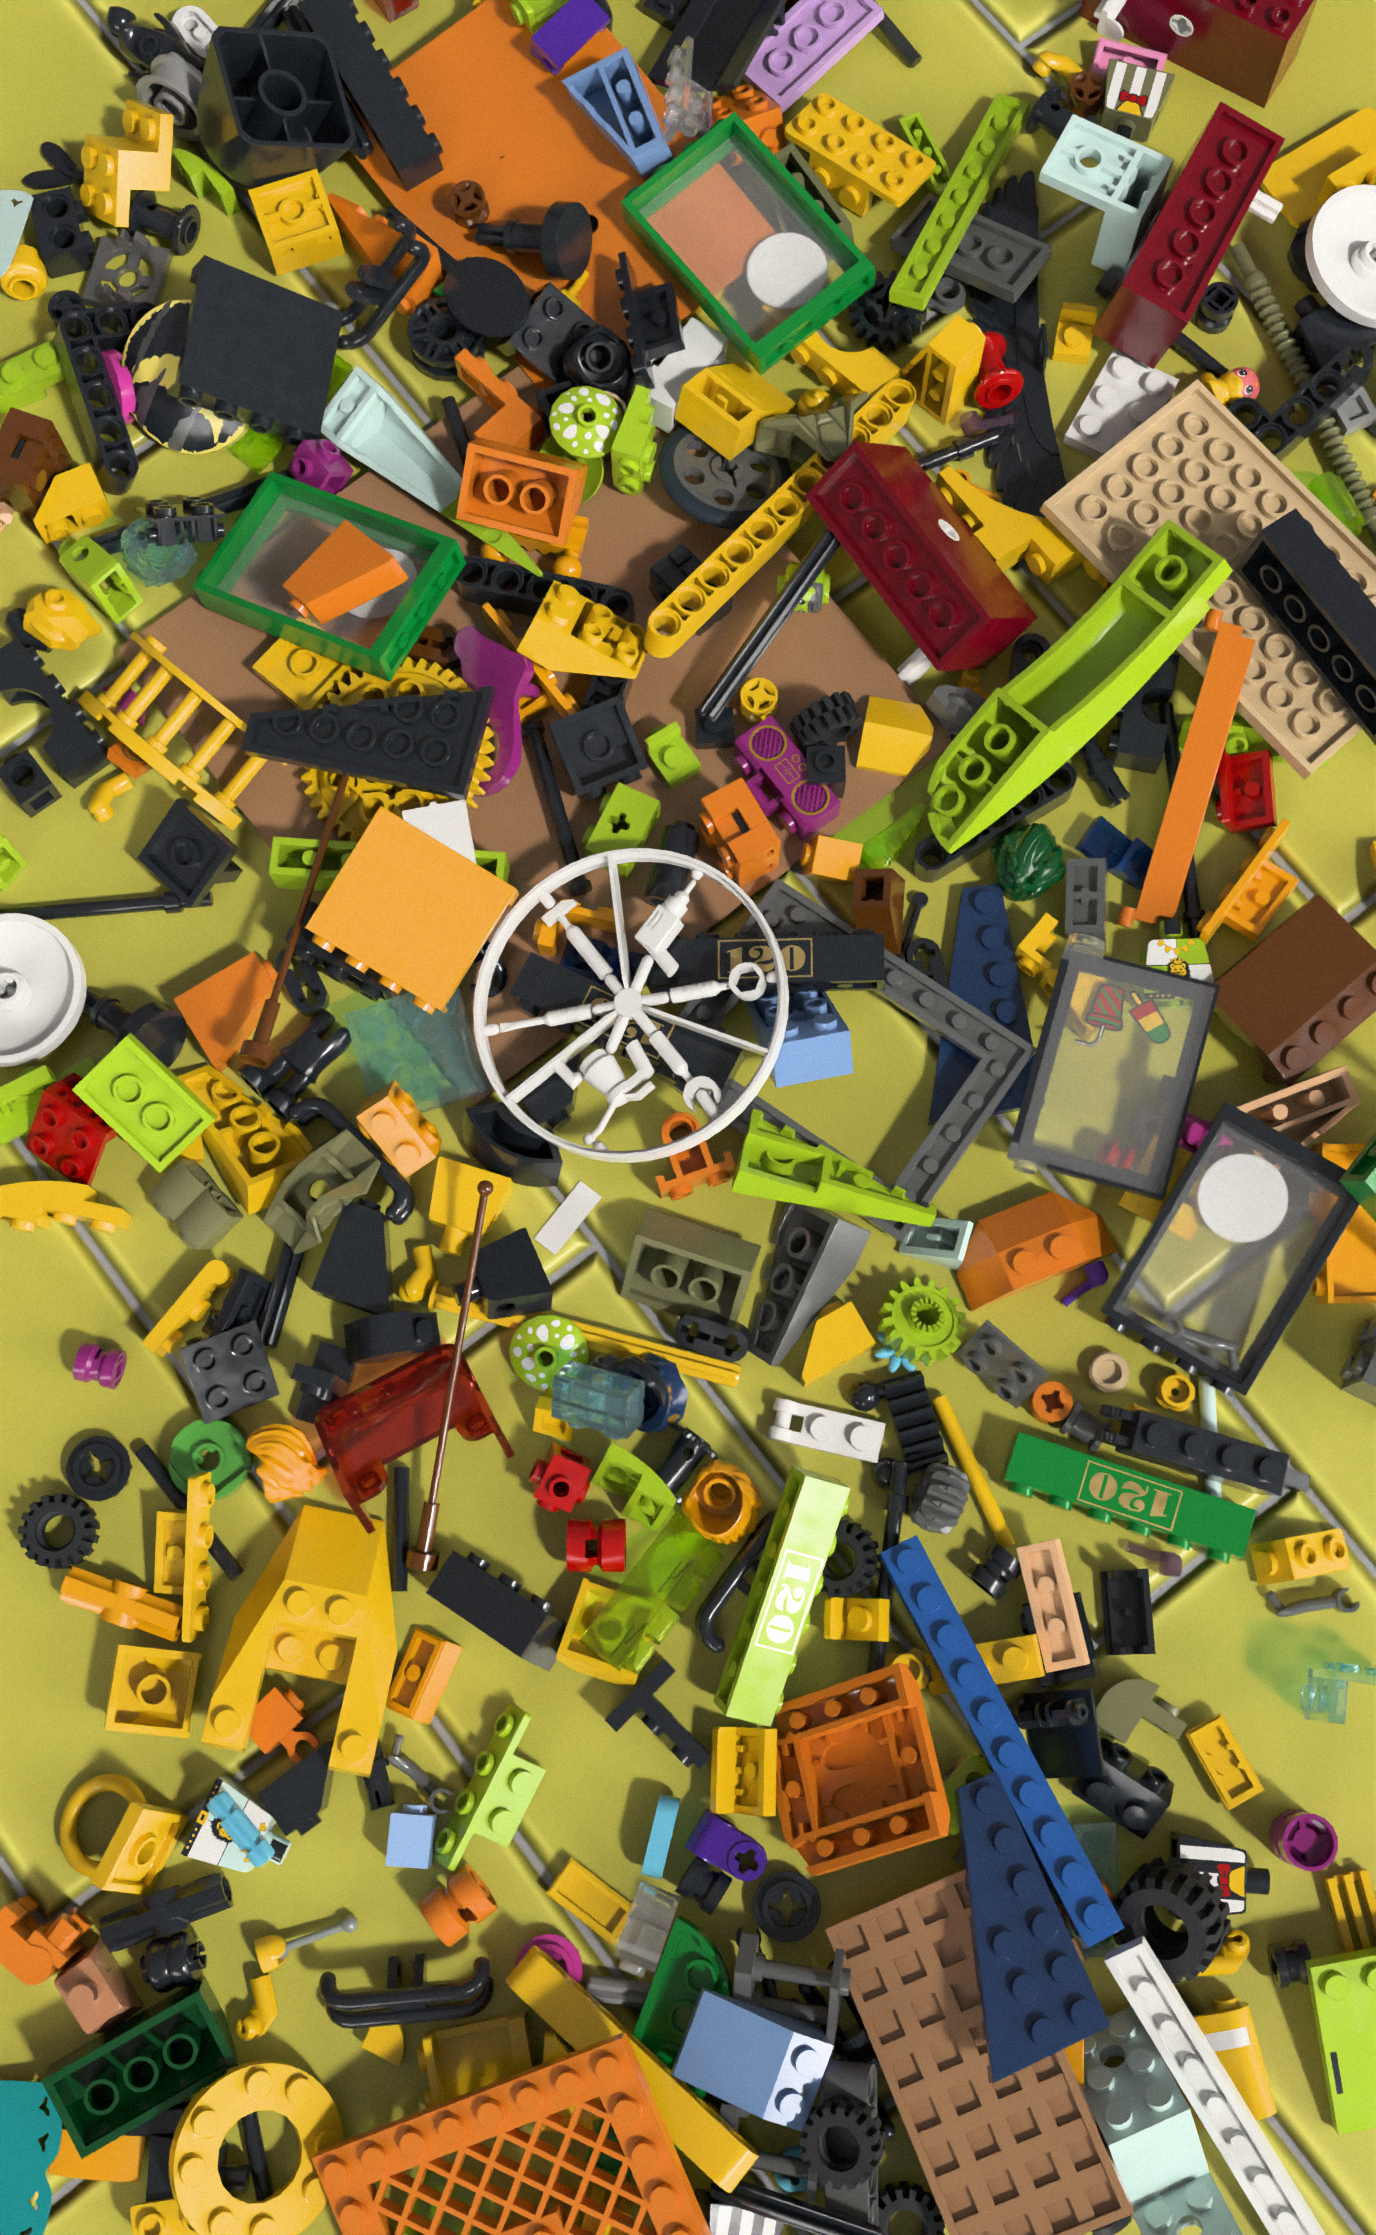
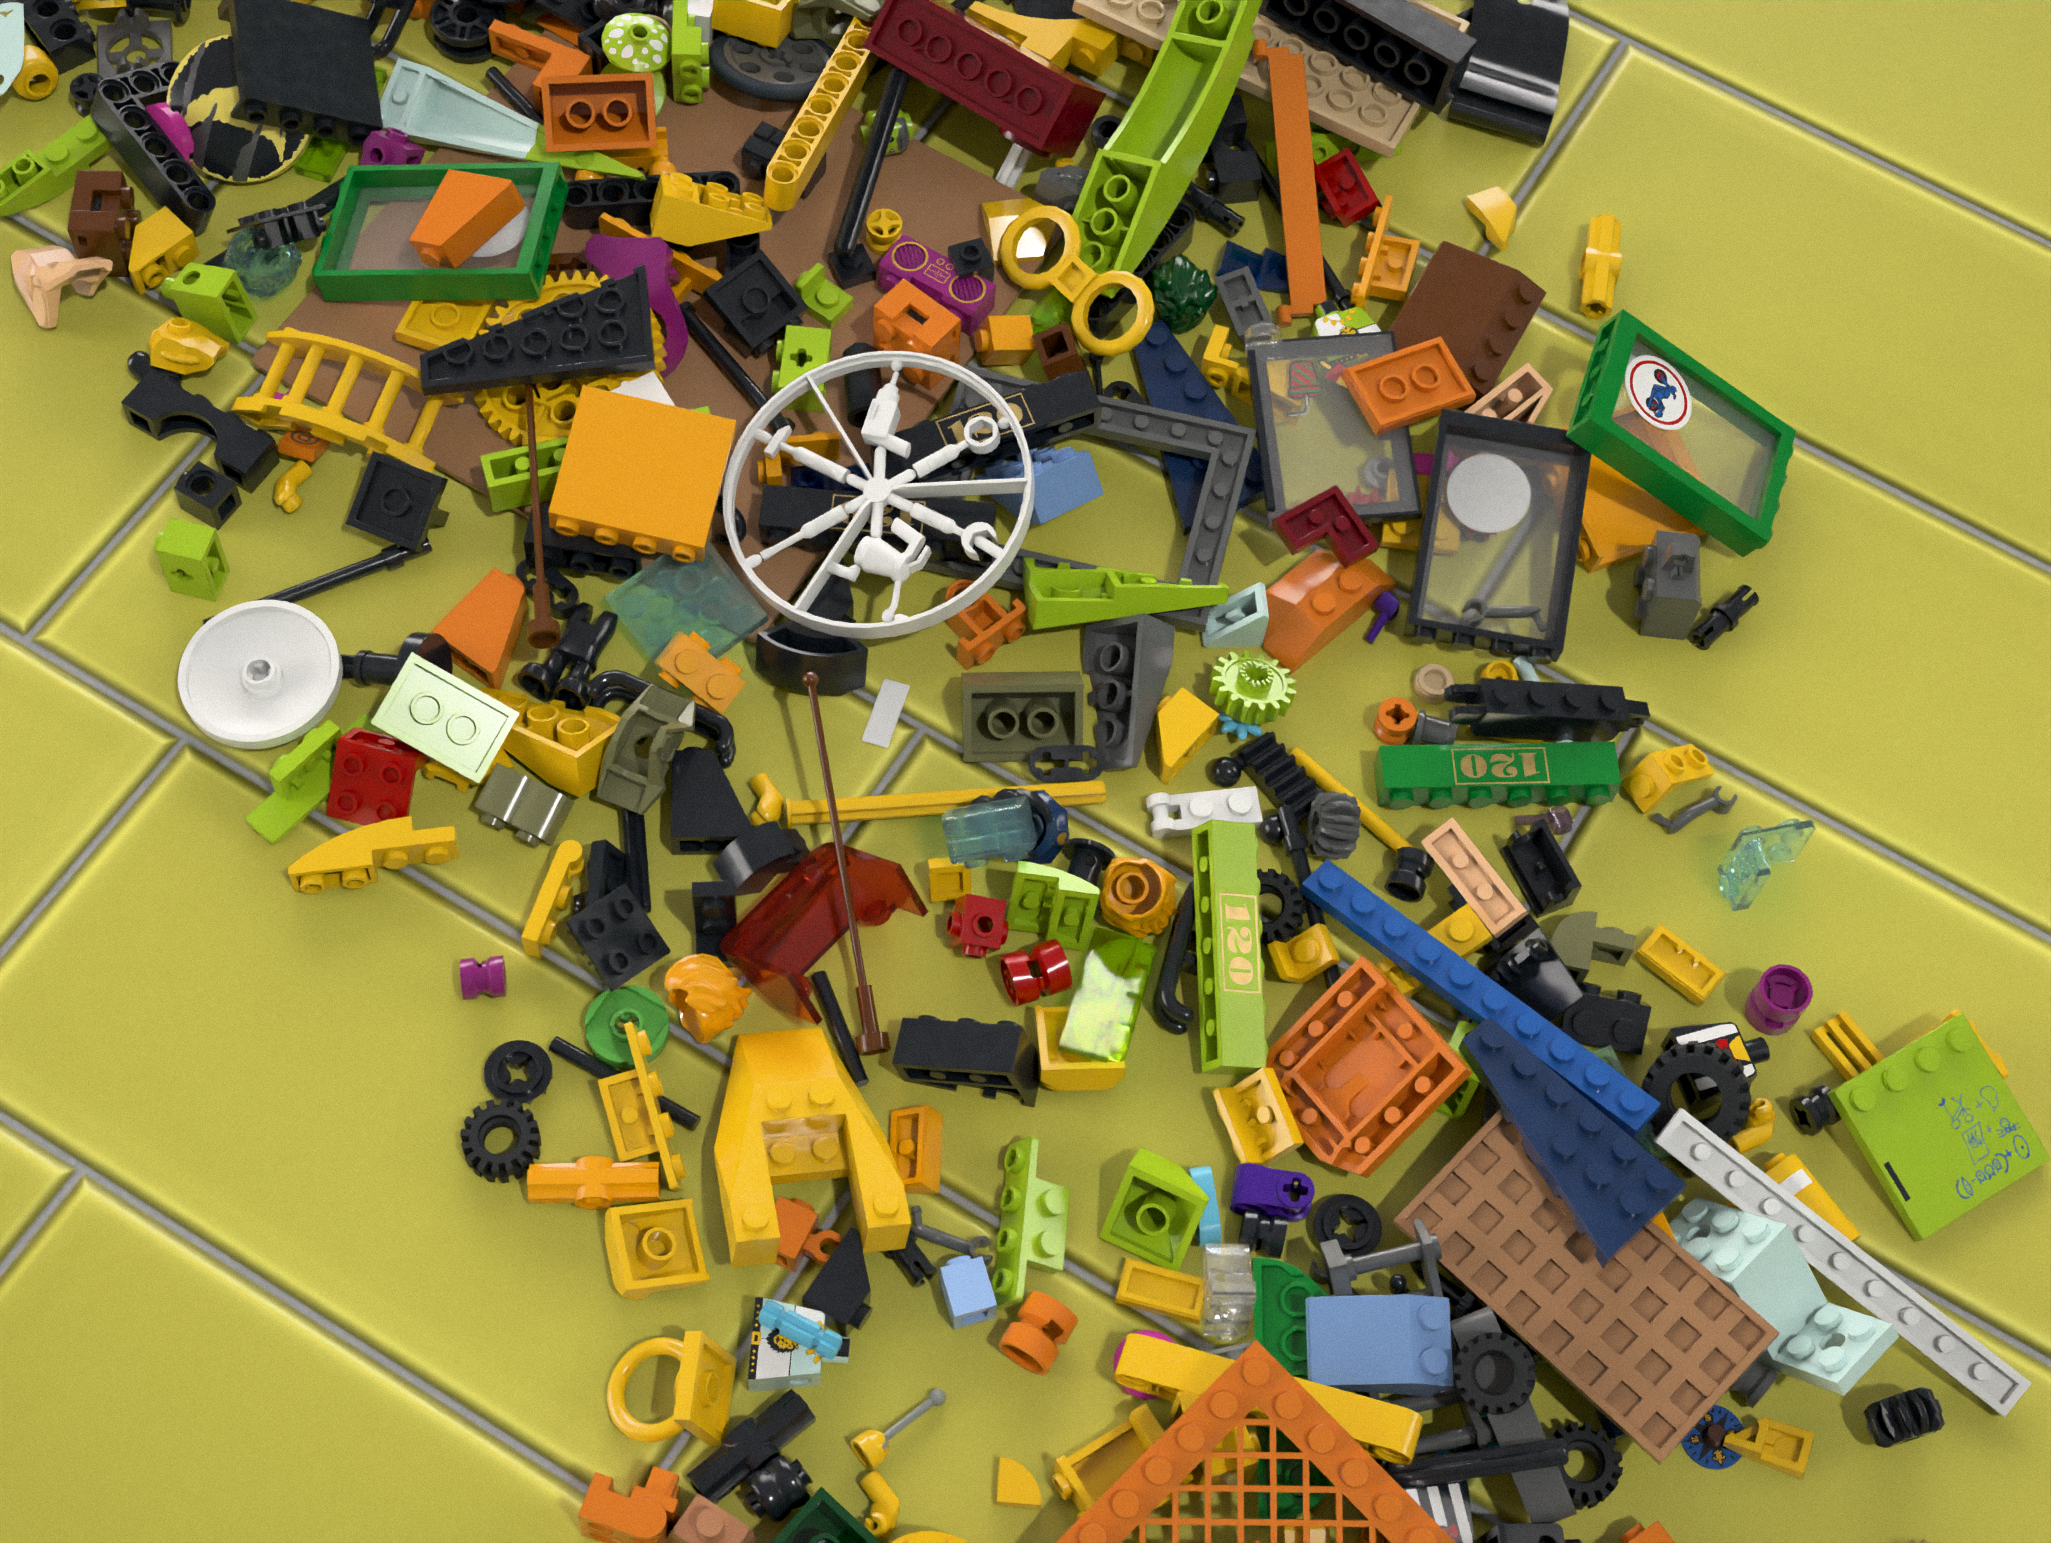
camera: 30 degrees left, 15 degrees down
(408, 2004) = (1022, 1434): black piece -> none
(457, 1200) = (783, 724): yellow torso -> none
(508, 1279) = (860, 769): black torso -> none
(548, 1334) = (897, 825): lime dish -> none
(614, 1824) = (1155, 1211): none -> lime slope
(659, 1718) = (1160, 1102): black bracket -> none
(826, 721) = (955, 223): black tyre -> none
(922, 823) = (1077, 281): none -> yellow bar
(1002, 1364) = (1339, 696): dark grey hinge -> none
(1067, 1177) = (1327, 518): none -> dark red plate
(1208, 1055) = (1408, 385): none -> orange tile

